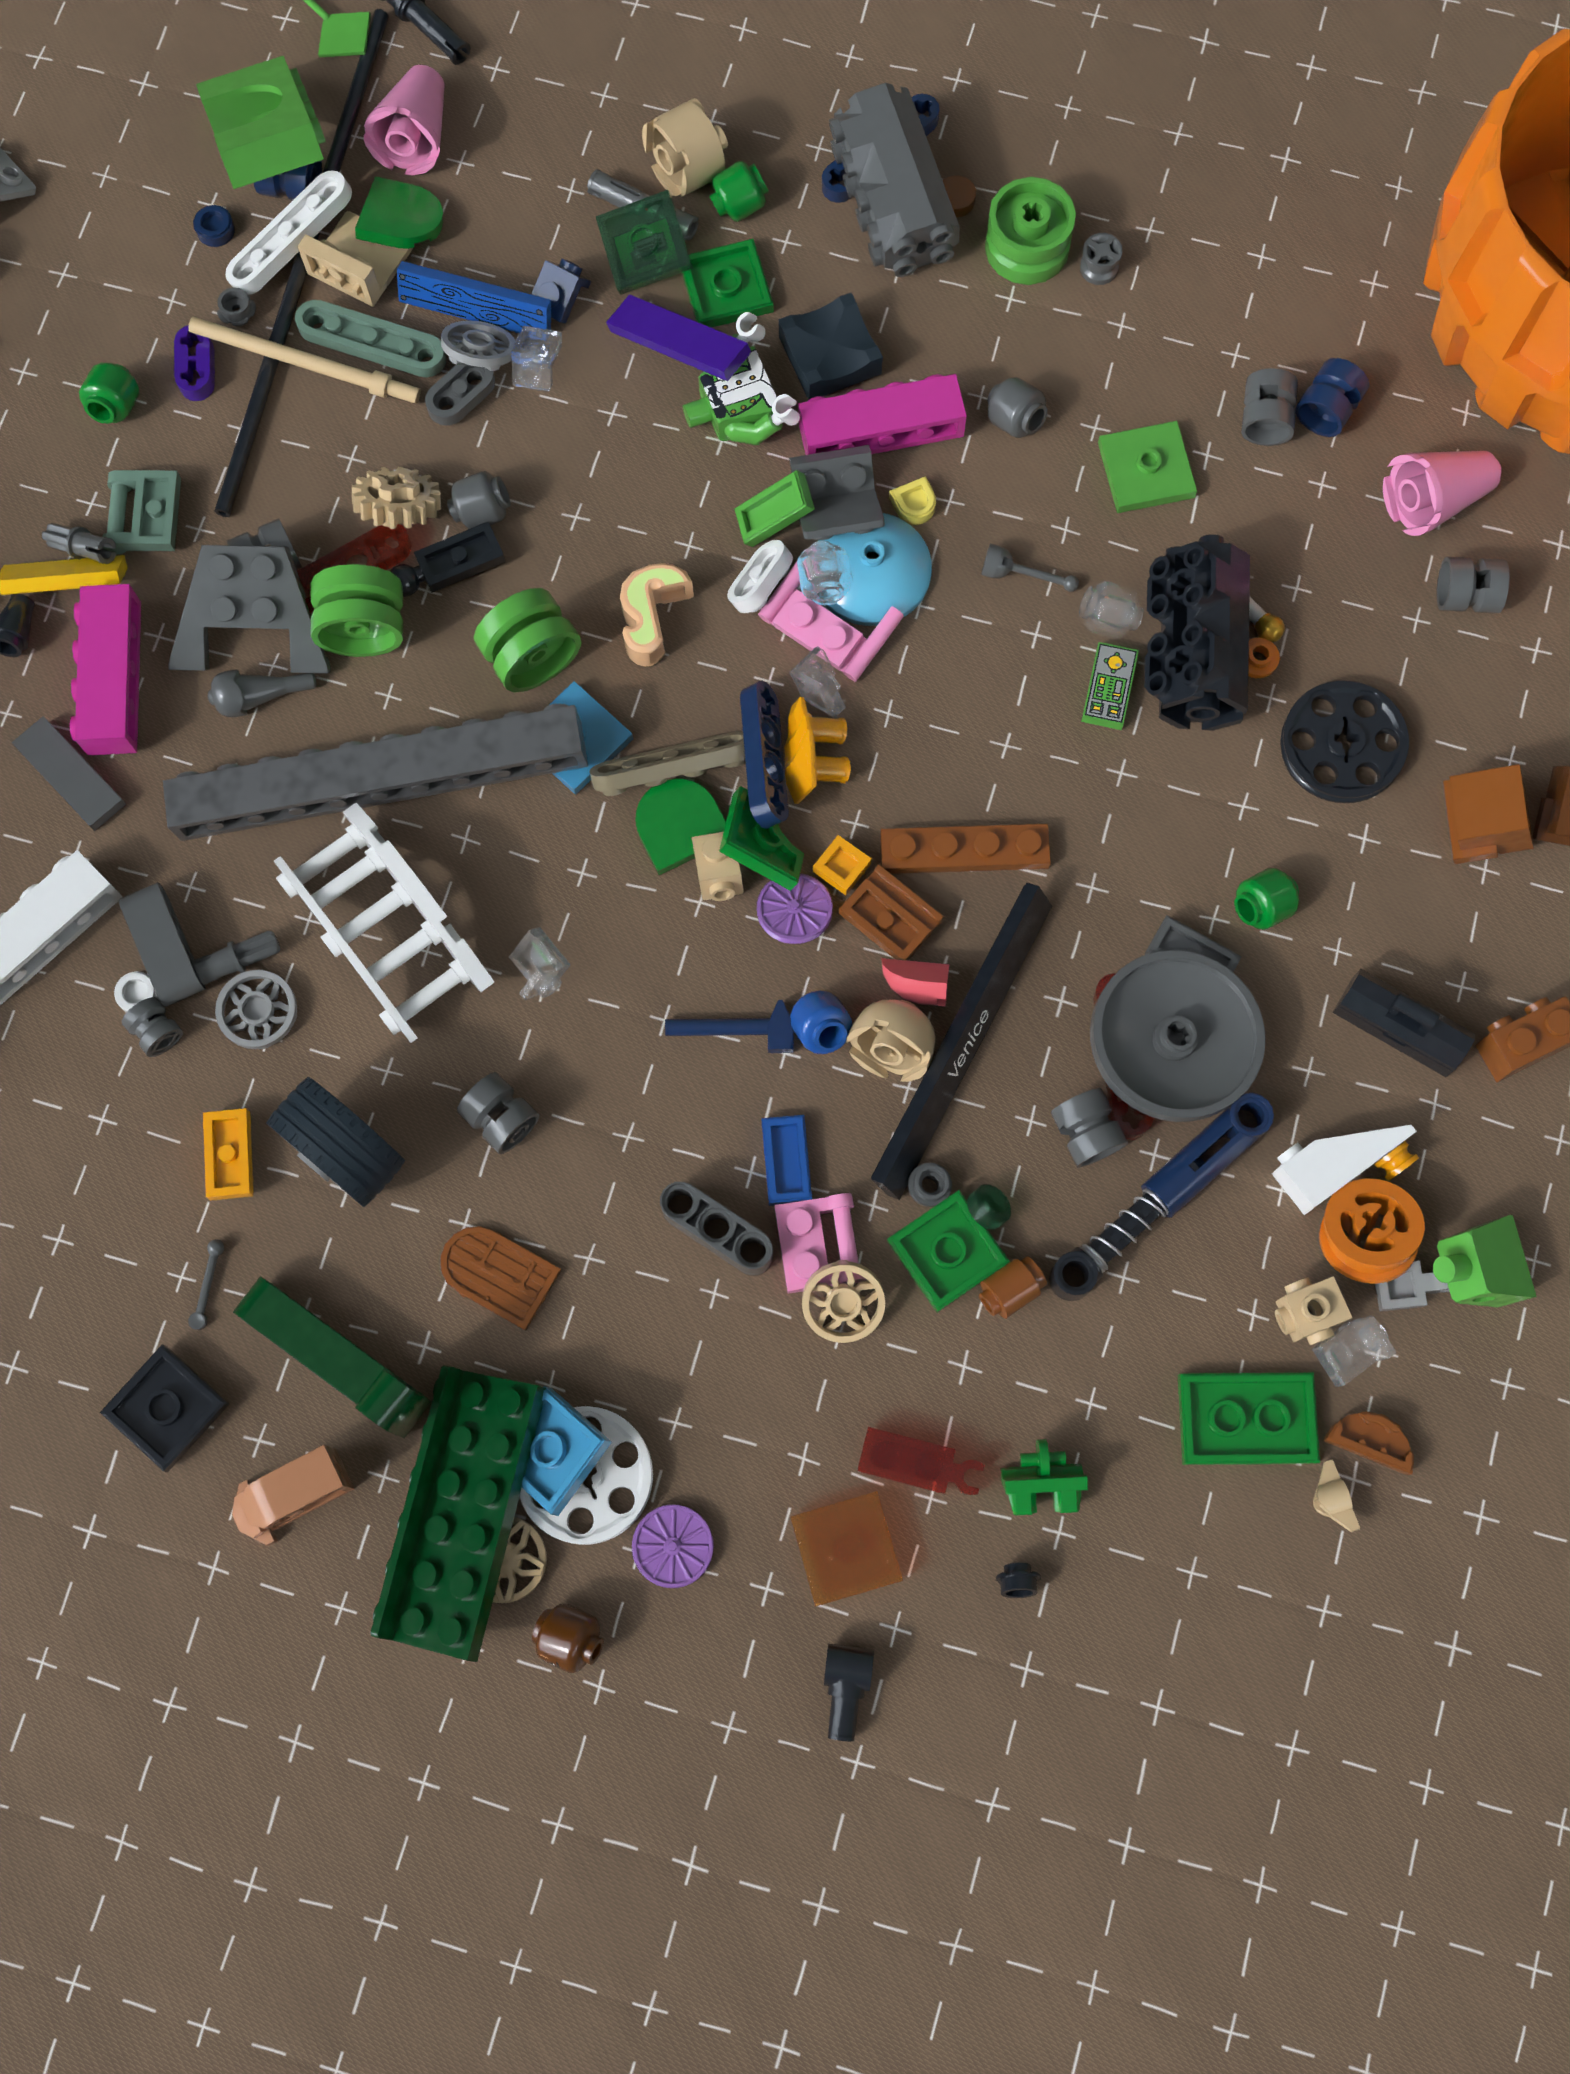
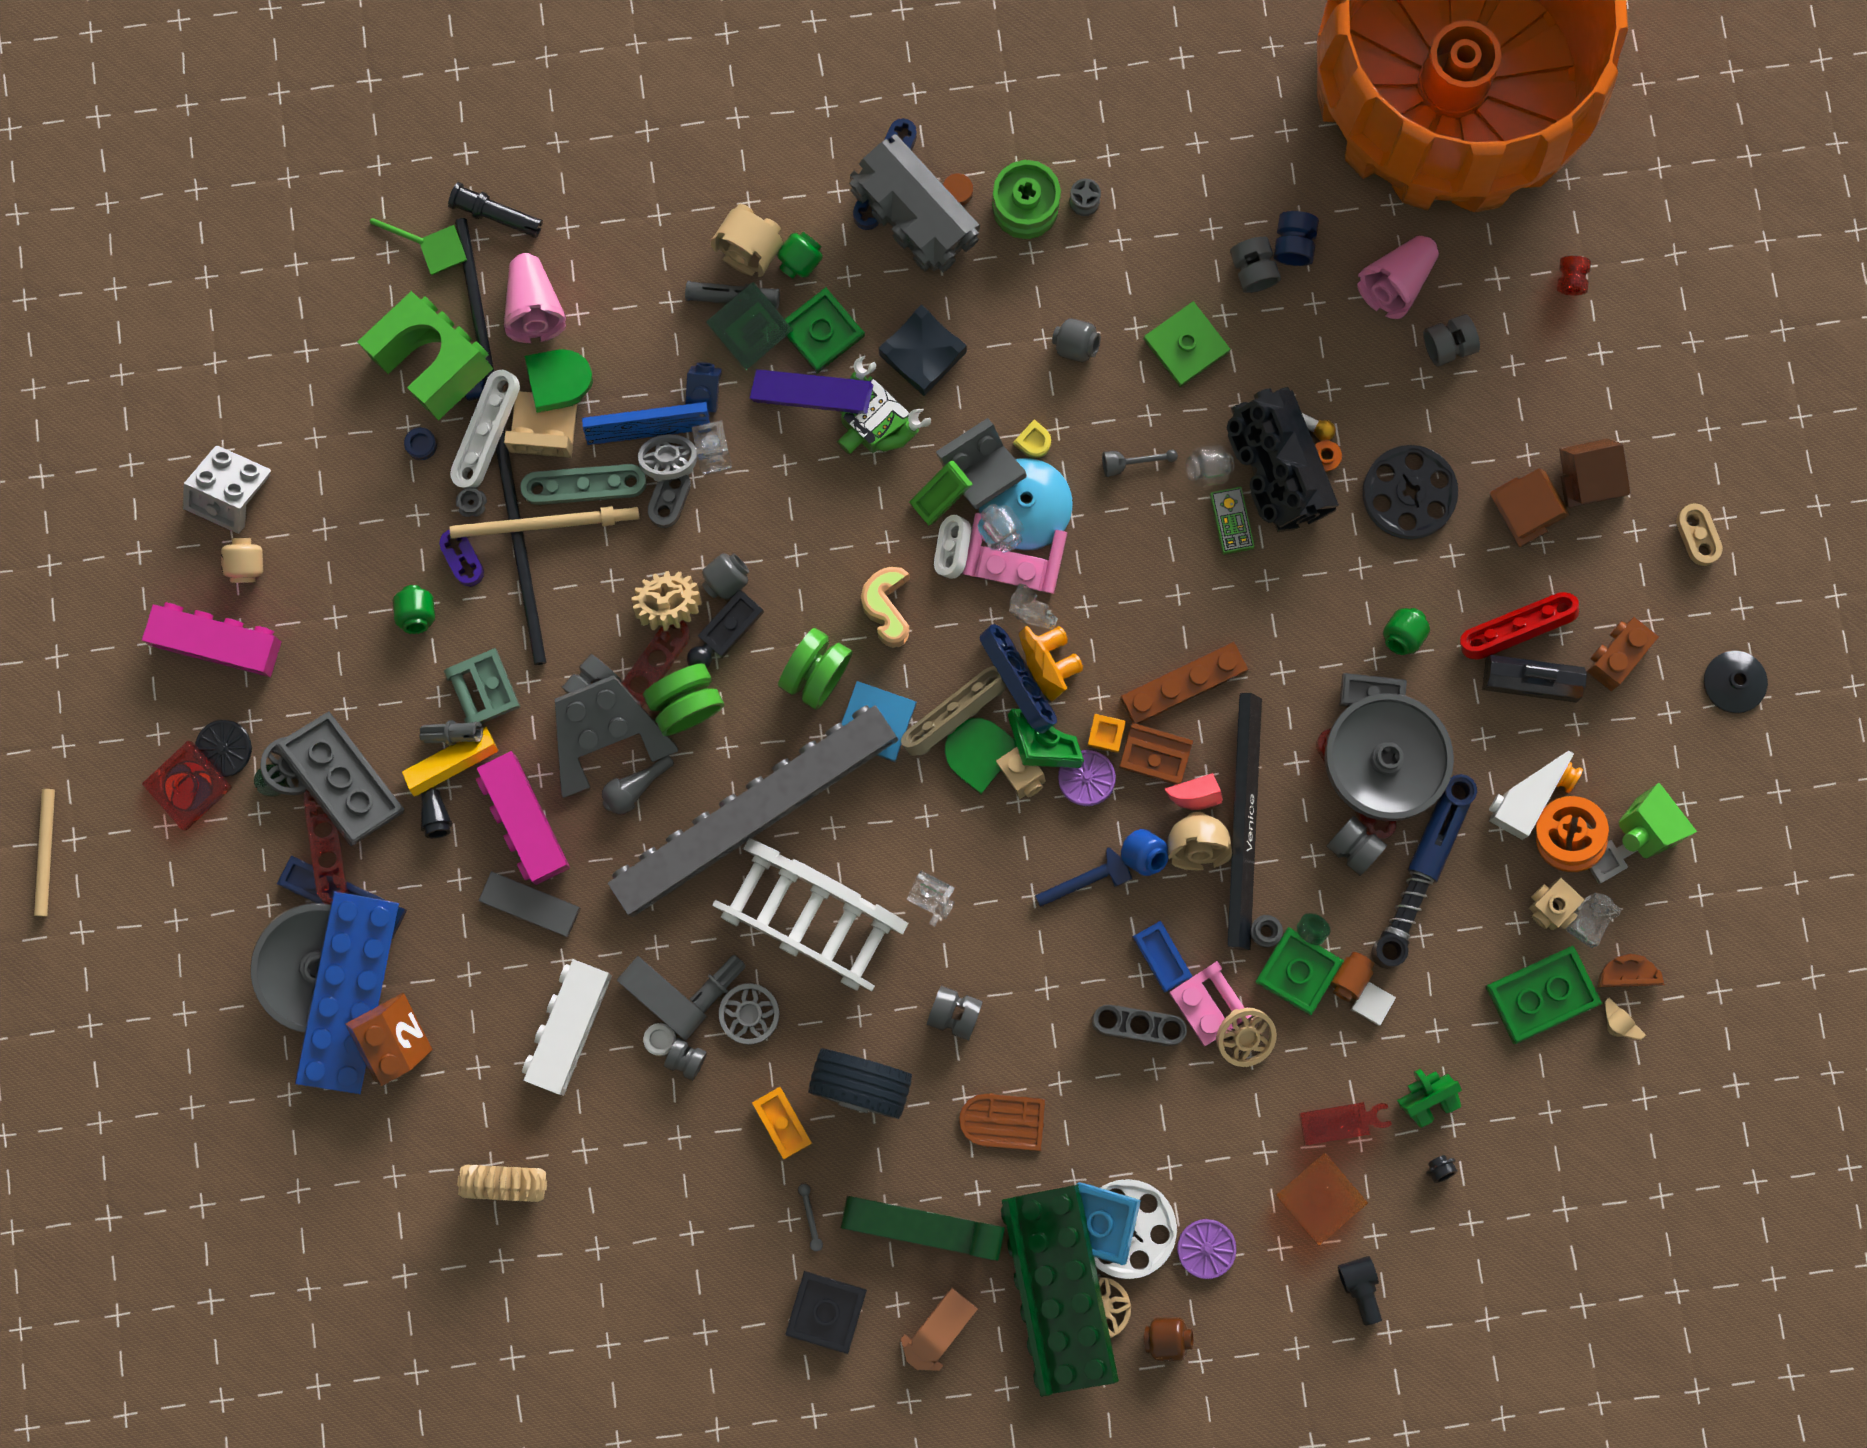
camera: 25 degrees left, 5 degrees up
(885, 417) = (985, 391): dark pink brick -> none
(1024, 1333) = (1373, 1004): none -> white tile
(1413, 951) = (1519, 625): none -> red plate

